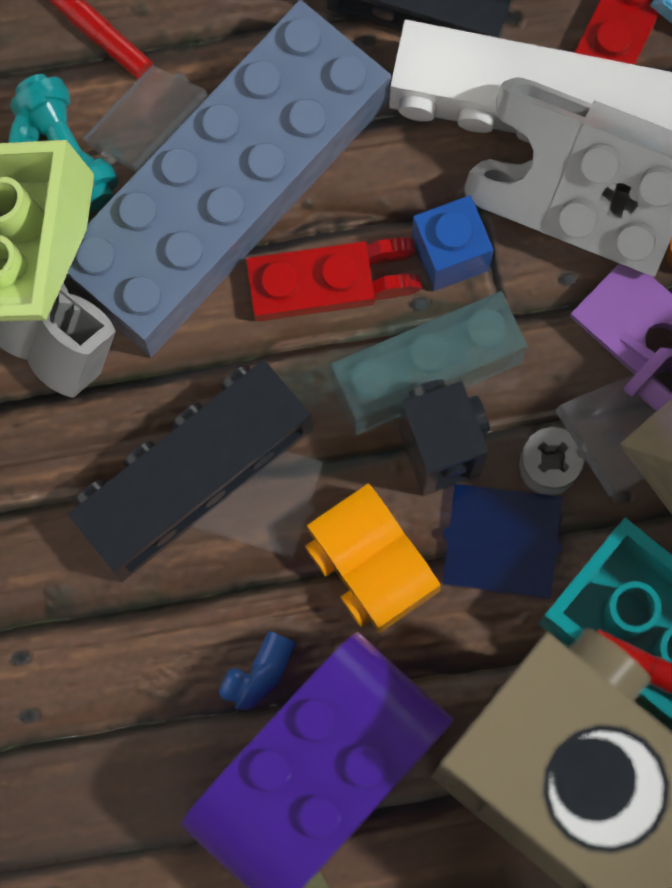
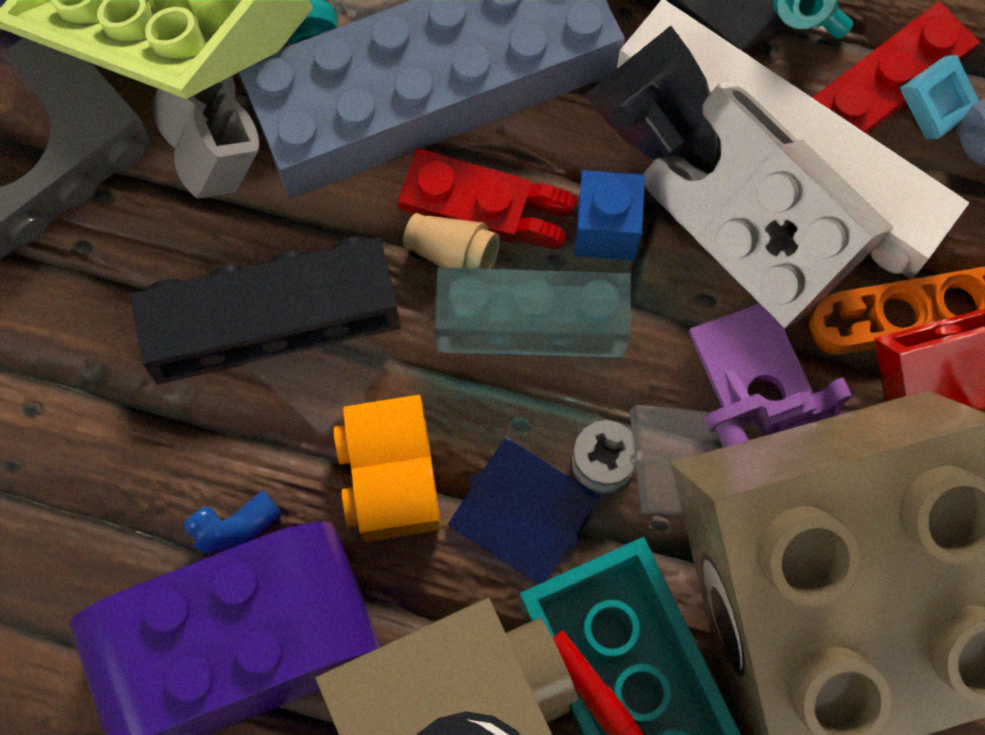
camera: 25 degrees right, 5 degrees down
(324, 332) = (452, 242): none -> tan cone
(443, 434) = (510, 381): black brick -> none
(448, 119) = (659, 103): none -> black shield

